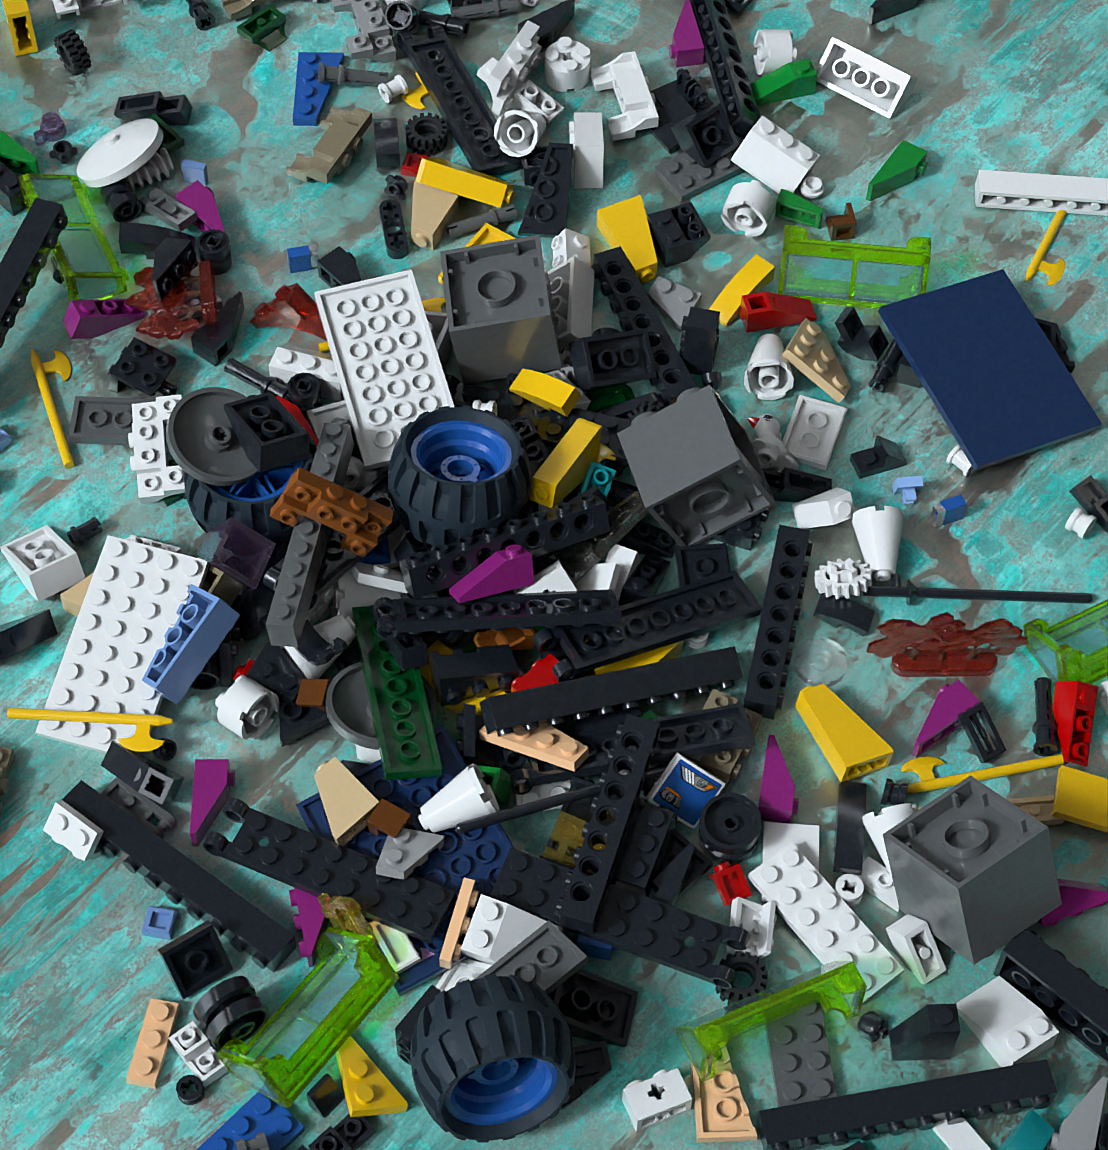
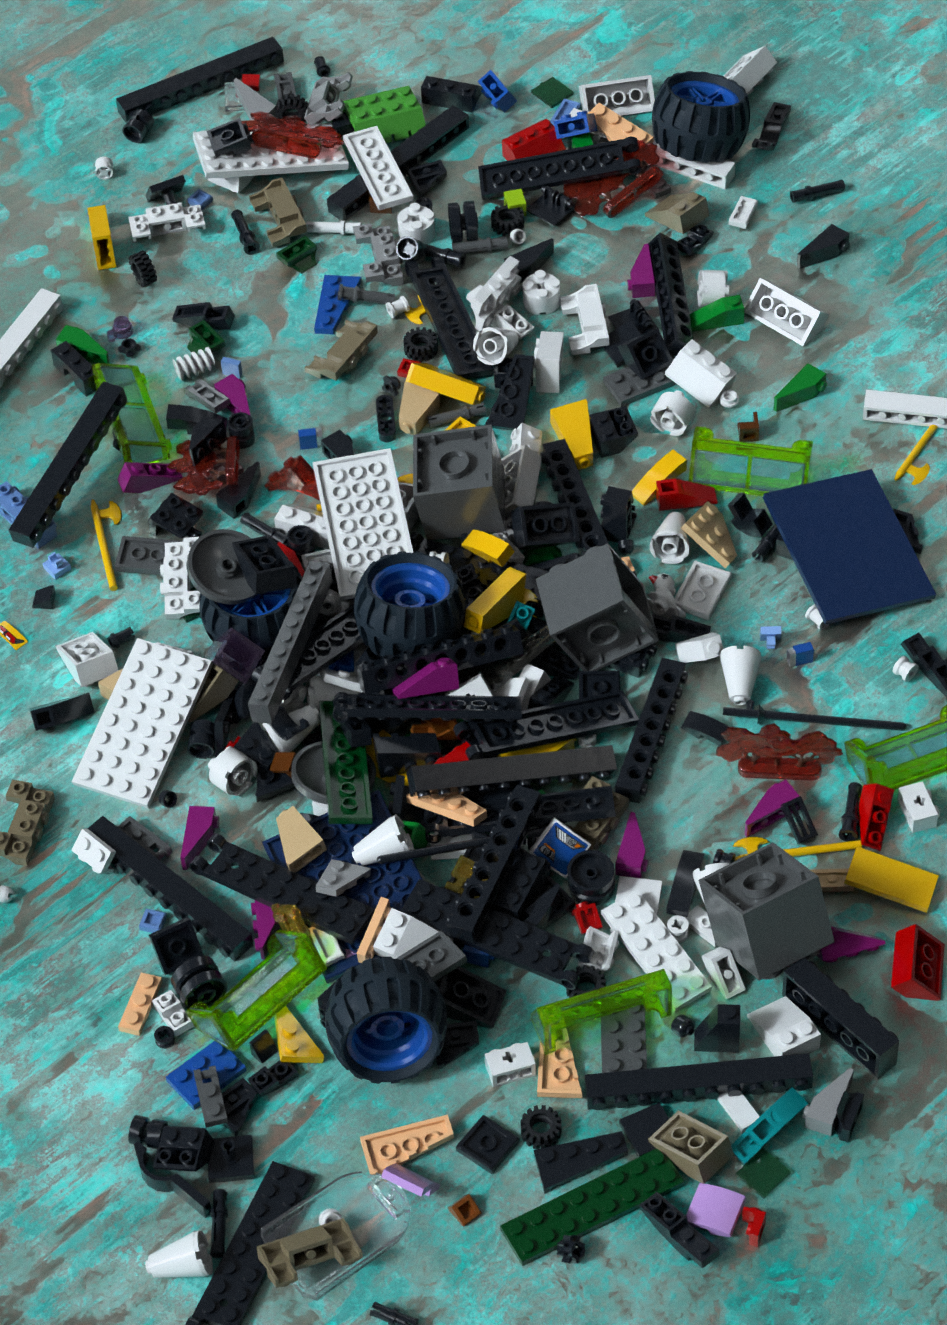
camera: 10 degrees right, 5 degrees down
(120, 152) = (173, 349): white dish -> none
(121, 201) = (171, 386): black wheel -> none
(138, 742) = (149, 790): yellow piece -> none
(142, 774) = (149, 814): black slope -> none
(190, 643) = (192, 720): medium blue wedge -> none
(334, 507) = (310, 622): dark orange bracket -> none
(386, 142) = (387, 349): black slope -> none
(388, 819) = (329, 853): reddish brown panel -> none
(673, 299) = (599, 479): light grey wing -> none
(794, 207) = (713, 415): green slope -> none
(820, 662) = (682, 763): clear tile -> none
(841, 734) = (689, 816): yellow slope -> none
(843, 578) = (707, 700): white gear -> none
(878, 459) = (754, 612): black slope -> none

